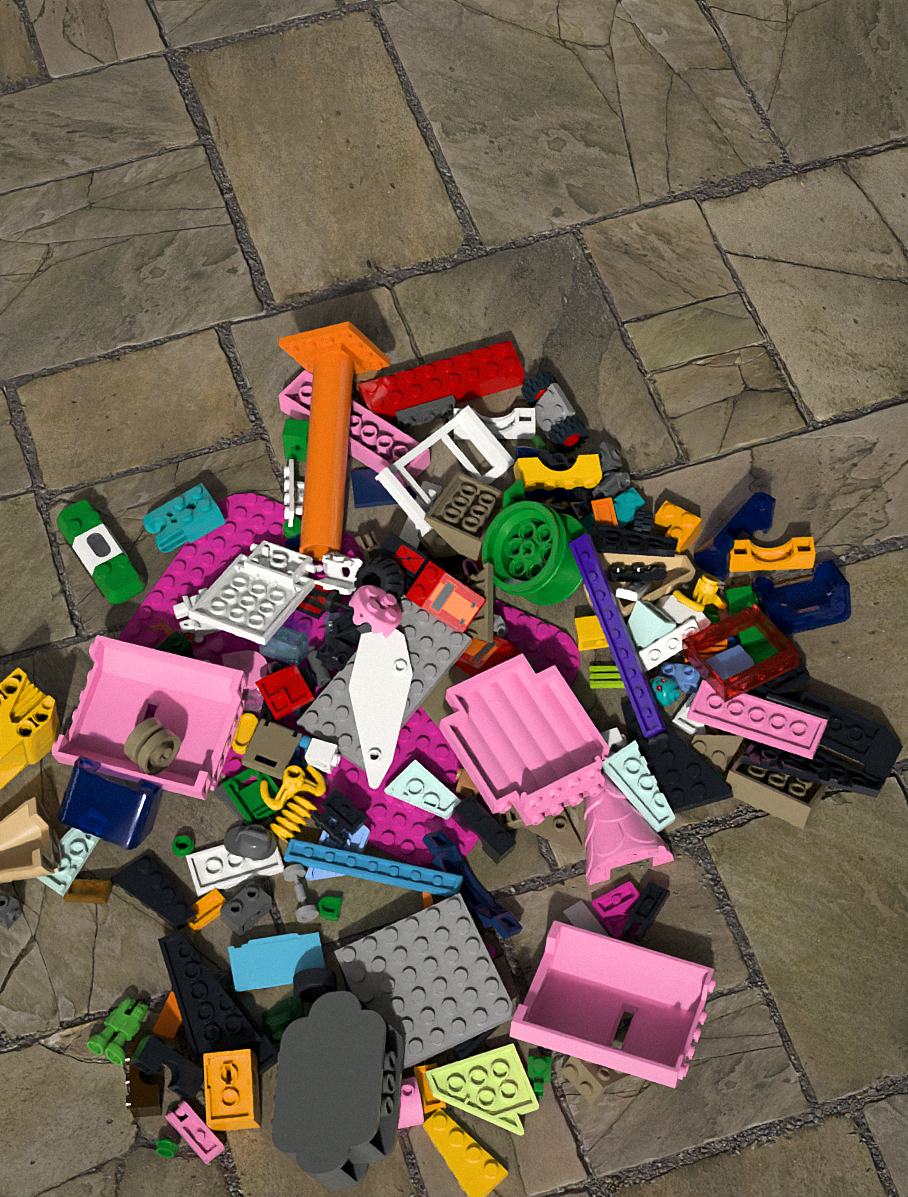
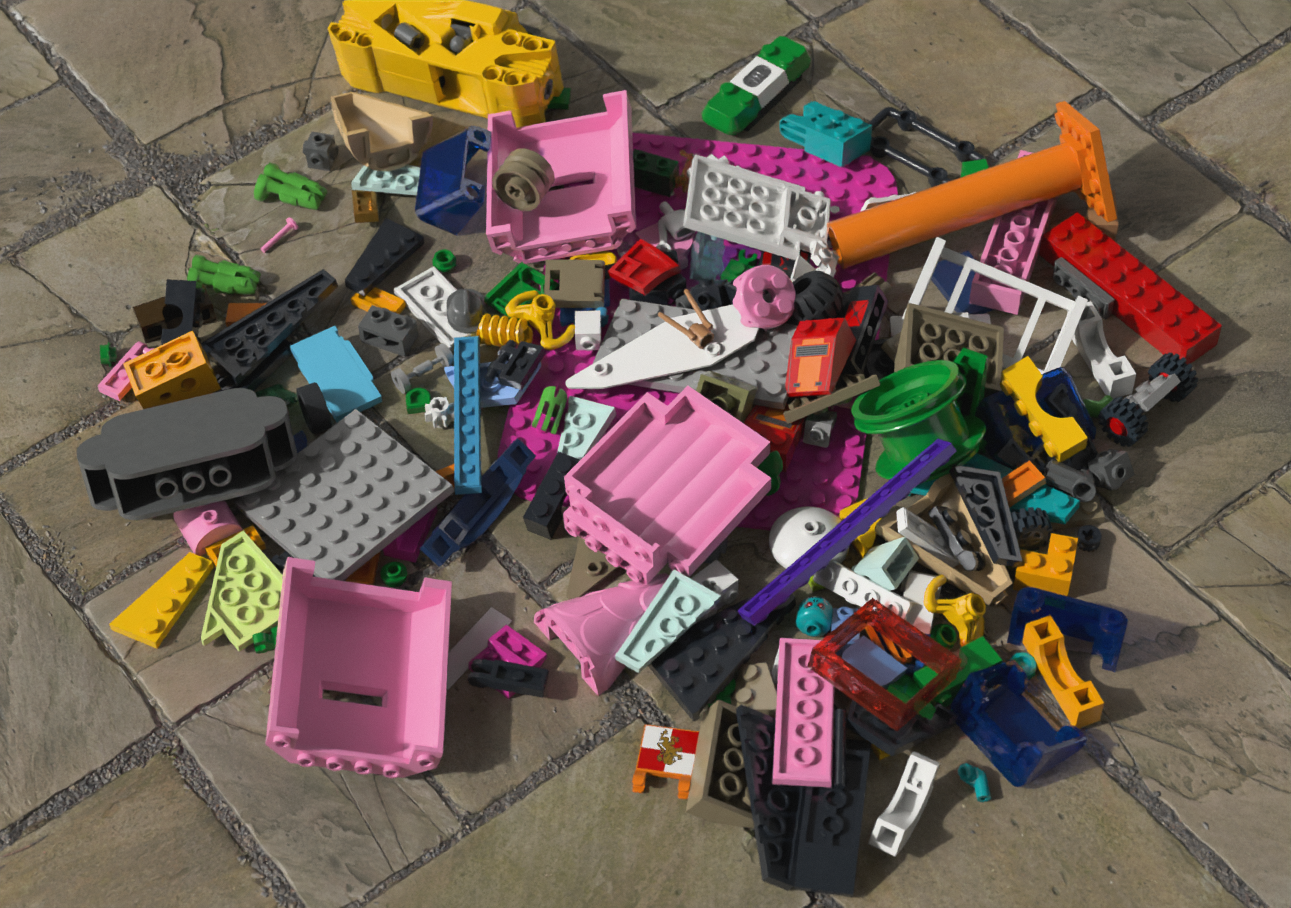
camera: 70 degrees right, 5 degrees down
(41, 942) = (295, 188): none -> bright green piece
(78, 958) = (291, 225): none -> bright pink pin
(238, 654) = (673, 223): none -> white piece
(244, 436) = (907, 121): none -> black bar
(304, 627) = (736, 268): none -> green plate
(355, 886) = (439, 412): none -> white gear
(382, 671) = (697, 333): none -> medium nougat plant
(394, 807) = (551, 407): none -> bright green arm
(450, 671) = (728, 393): none -> olive brick
(507, 977) = (396, 579): none -> green plate
(587, 680) = (790, 533): none -> white dish
(655, 503) = (1092, 544): none -> black bush
(746, 577) = (1026, 662): none -> teal tile
(746, 828) = (666, 754): none -> flag
(833, 640) = (977, 779): none -> teal arm
(846, 689) = (907, 805): none -> white arch

